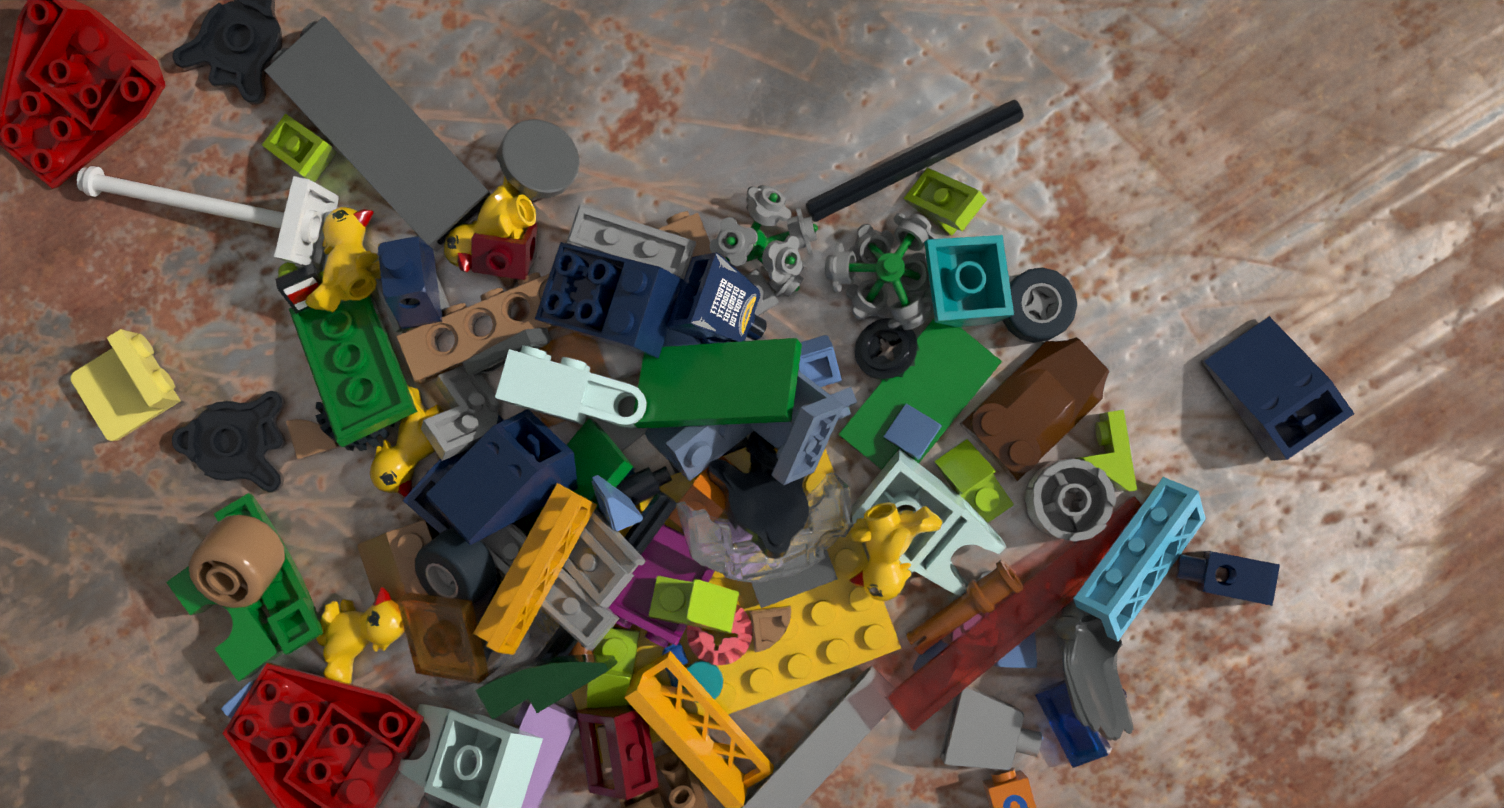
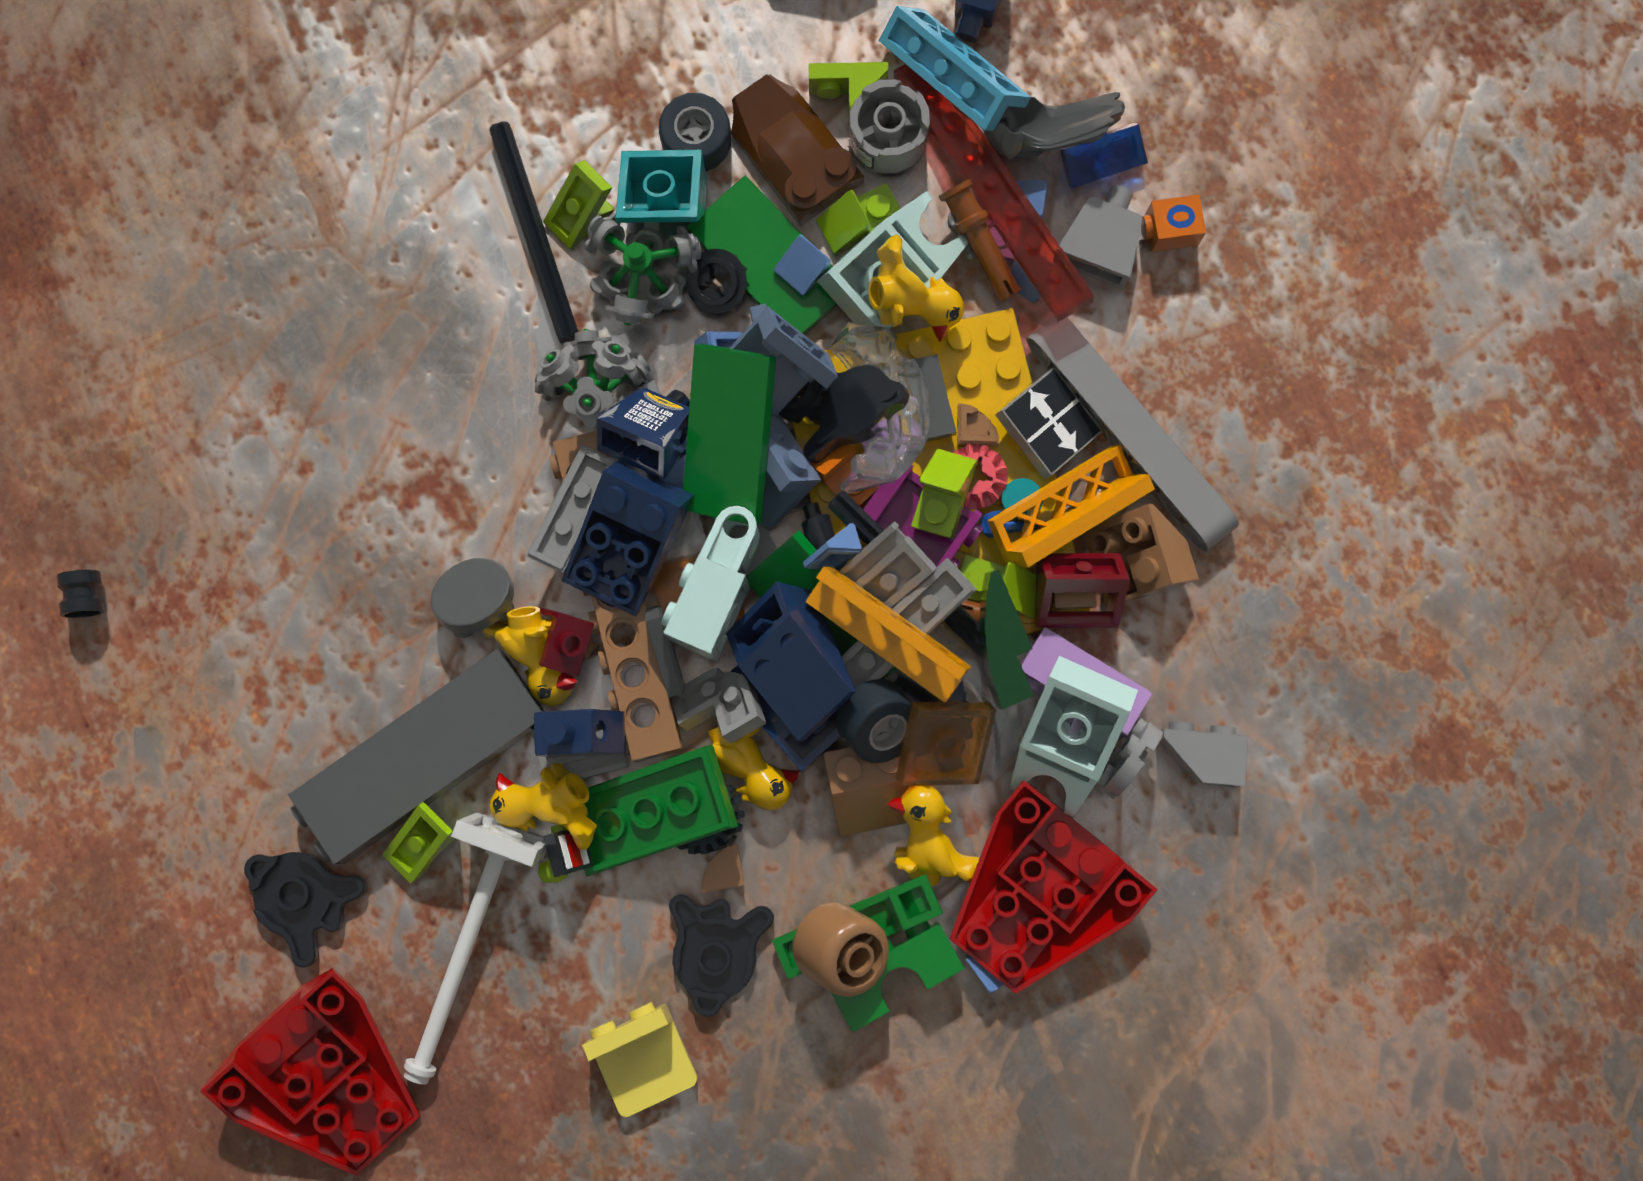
camera: 80 degrees left, 5 degrees down
(785, 699) = (1049, 423): none -> black tile

